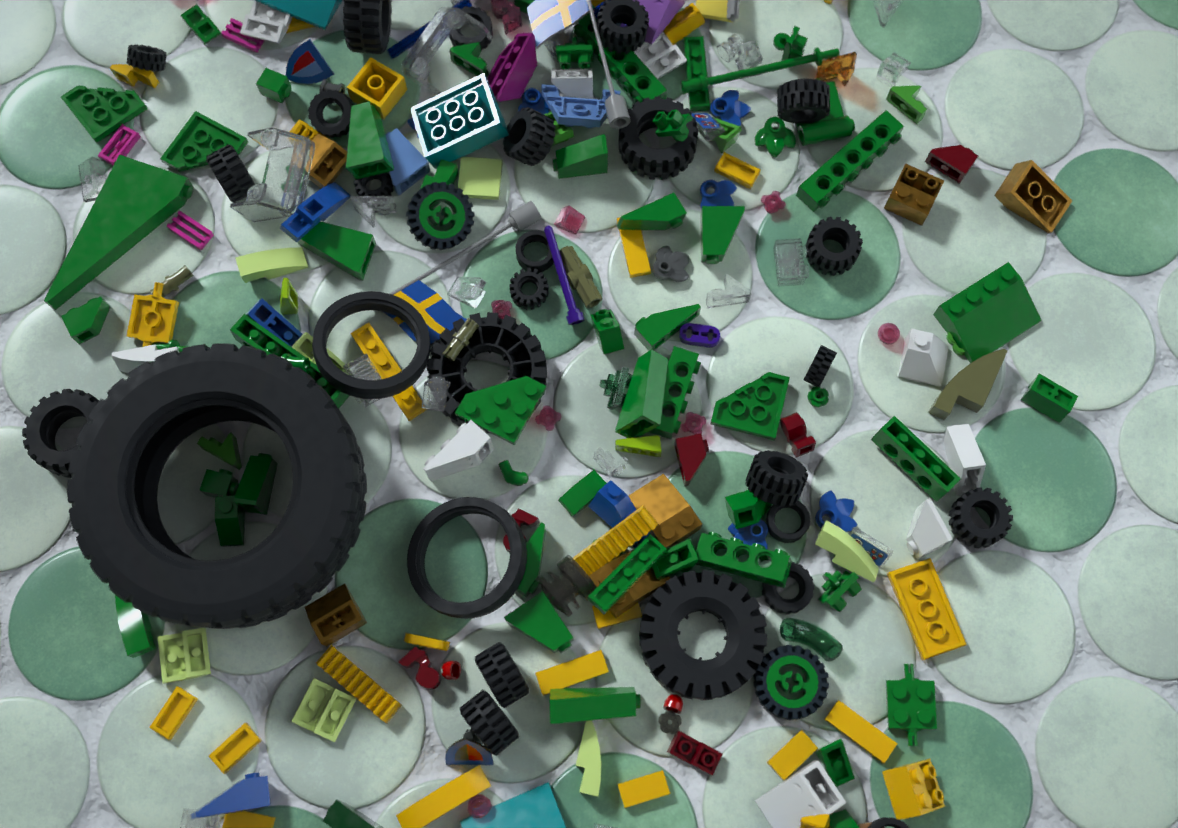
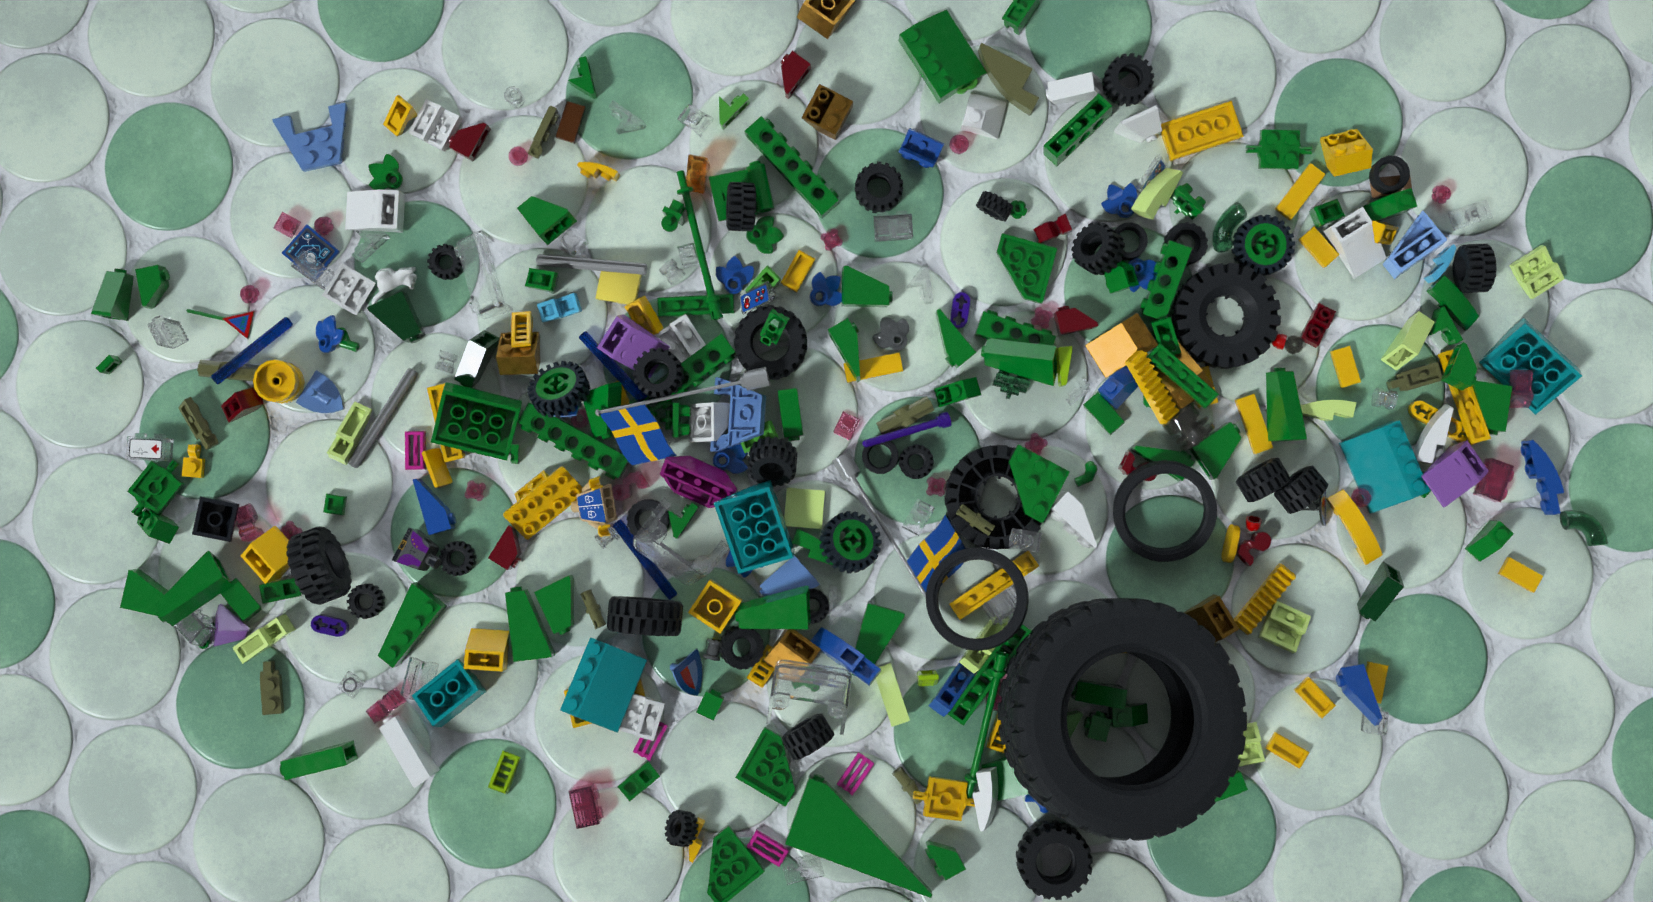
camera: 90 degrees left, 15 degrees up
(880, 291) = (921, 148): none -> blue bracket

